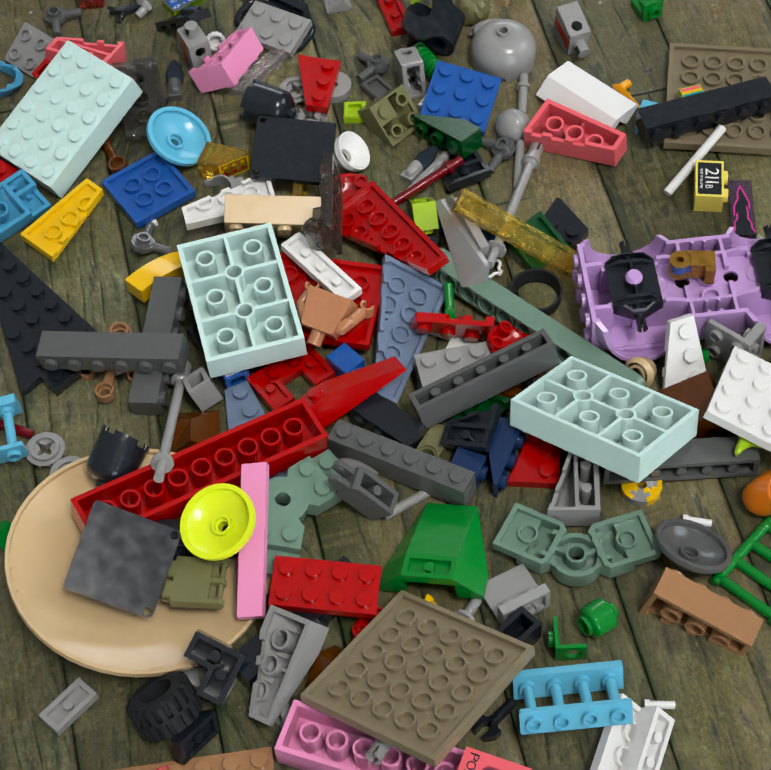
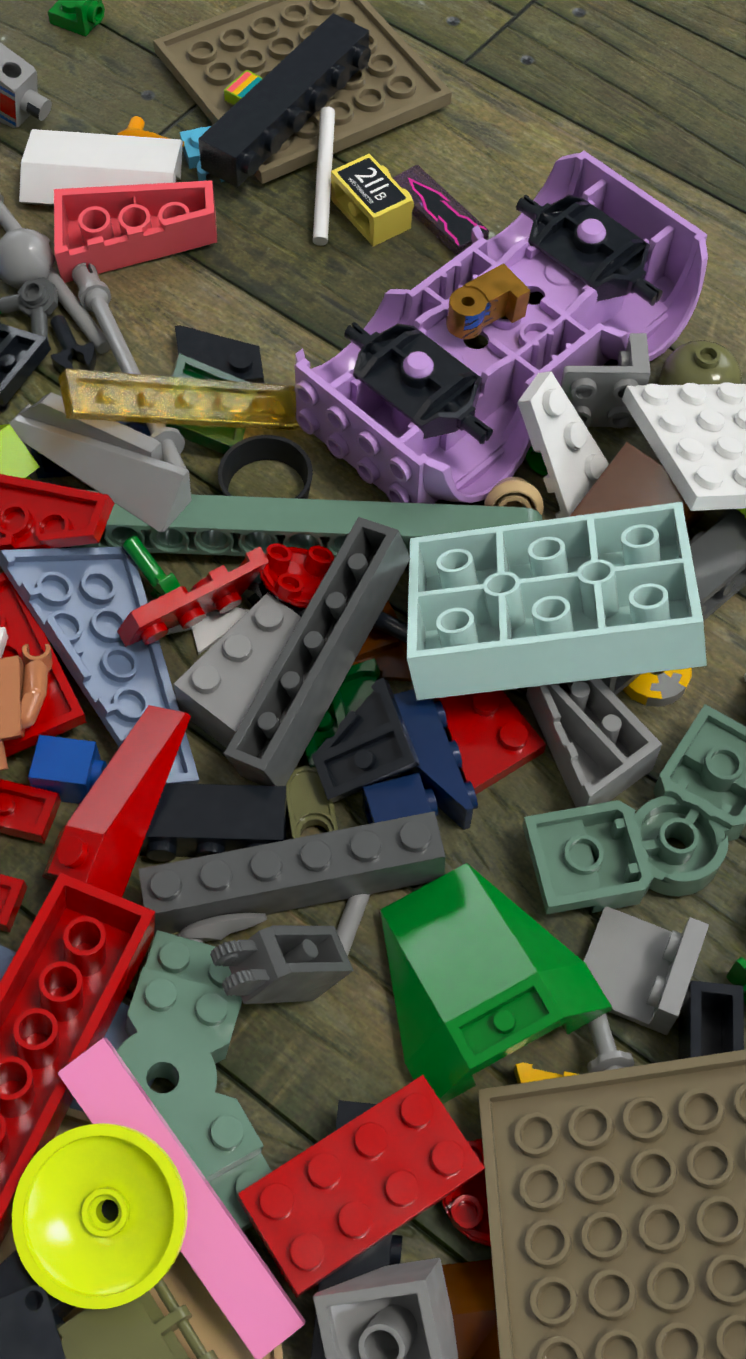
camera: 45 degrees left, 5 degrees up
(501, 182) = (70, 348): none -> black bar

